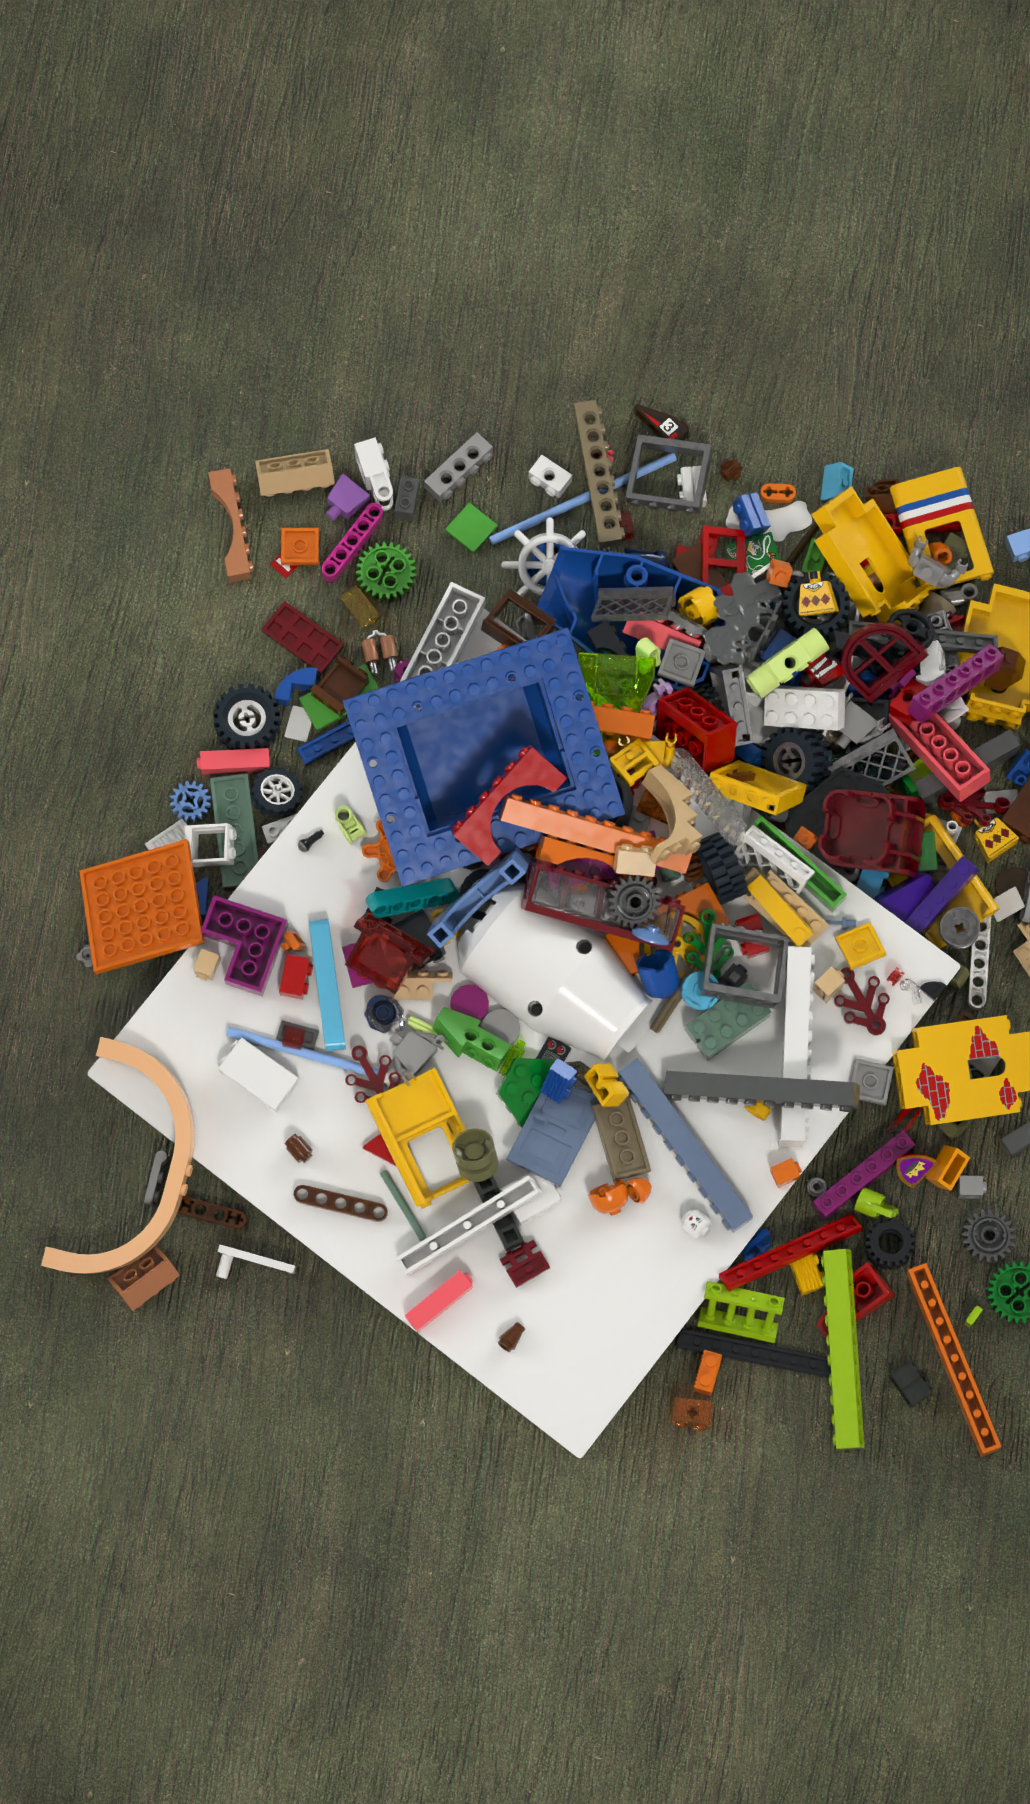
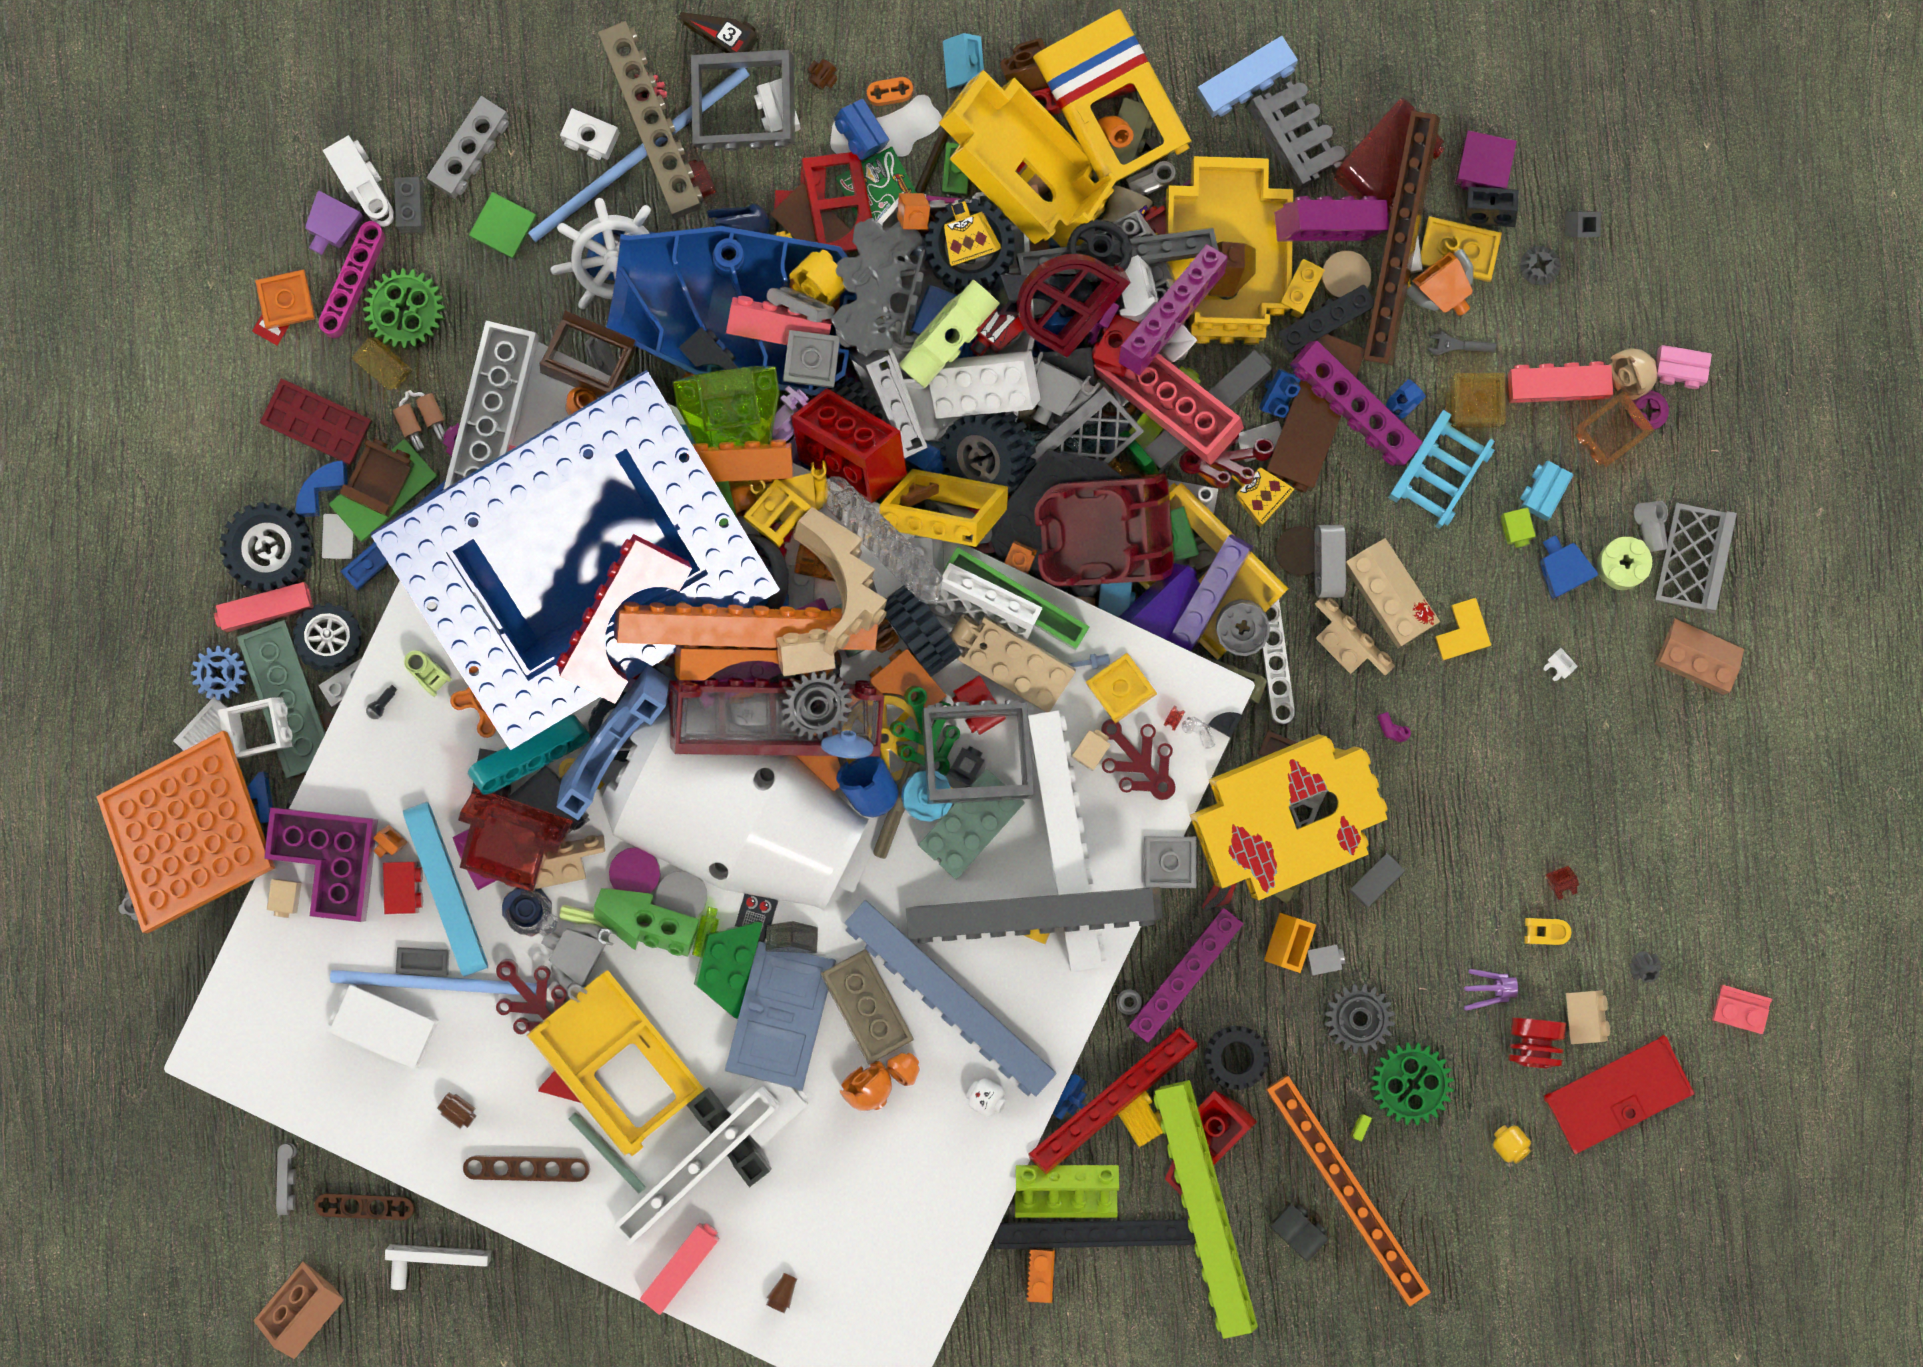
camera: 10 degrees left, 10 degrees up
(176, 1181) = (311, 1170): light nougat arch -> none
(236, 560) = (206, 337): nougat arch -> none
(293, 1038) = (417, 968): clear red tile -> none
(295, 472) = (256, 201): tan slope -> none
(475, 1155) = (684, 1077): olive wheel -> none
(528, 1268) = (784, 1200): dark red plate -> none
(559, 1081) = (771, 954): blue brick -> none
(604, 1084) = (831, 946): yellow brick -> none
(635, 597) = (732, 285): flat silver fence -> none
(648, 649) = (762, 354): yellowish green piece -> none
(701, 1407) = (1043, 1321): clear orange brick -> none
(780, 910) = (1009, 670): yellow slope -> none
(785, 1172) = (1086, 1005): orange brick -> none
(874, 1204) = (1202, 1012): lime piece -> none
(914, 1167) = (1246, 954): shield -> none
(932, 570) = (1109, 158): light grey torso -> none
(1009, 903) = (1297, 577): white sticker -> none

